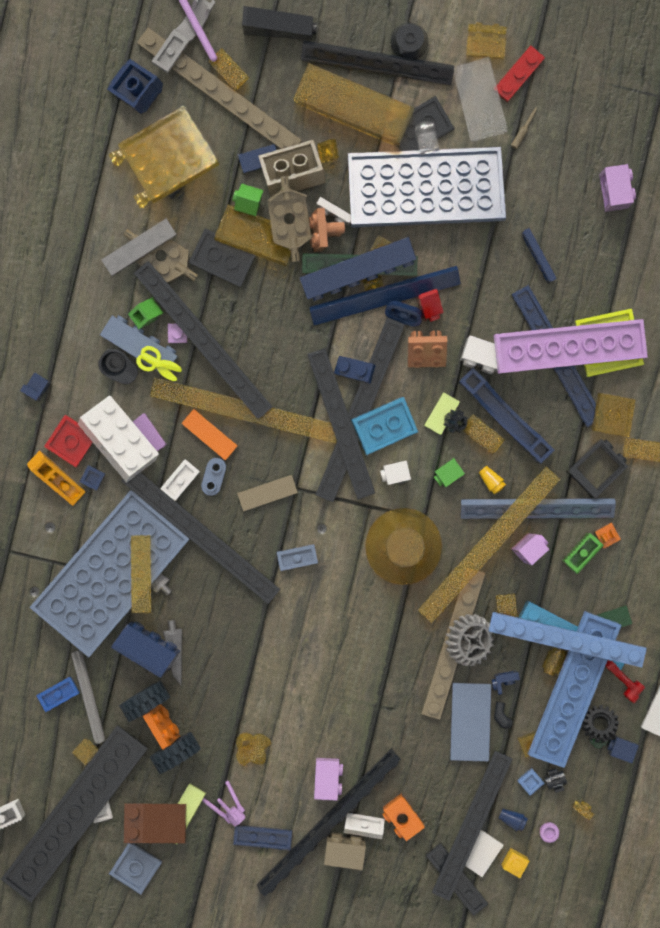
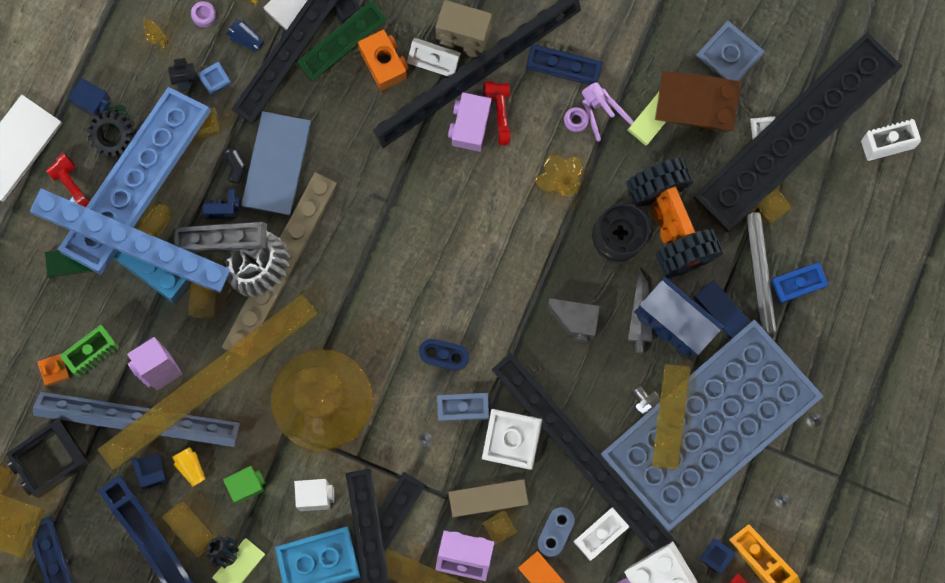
camera: 175 degrees left, 10 degrees down
(113, 663) = (722, 309): none -> dark blue tile
(194, 719) = (630, 223): none -> black wheel
(223, 638) = (575, 318): none -> flat silver slope
(246, 801) = (576, 112): none -> lavender plate
(255, 472) = (499, 527): none -> clear yellow plate
(256, 539) = (512, 439): none -> white tile
(277, 447) = (464, 555): none -> lavender brick
(310, 805) = (498, 93): none -> red brick
(317, 594) = (444, 354): none -> dark blue plate
(438, 828) = (341, 40): none -> dark green plate
(501, 655) = (221, 237): none -> flat silver tile
(520, 472) = (149, 471): none -> dark blue panel

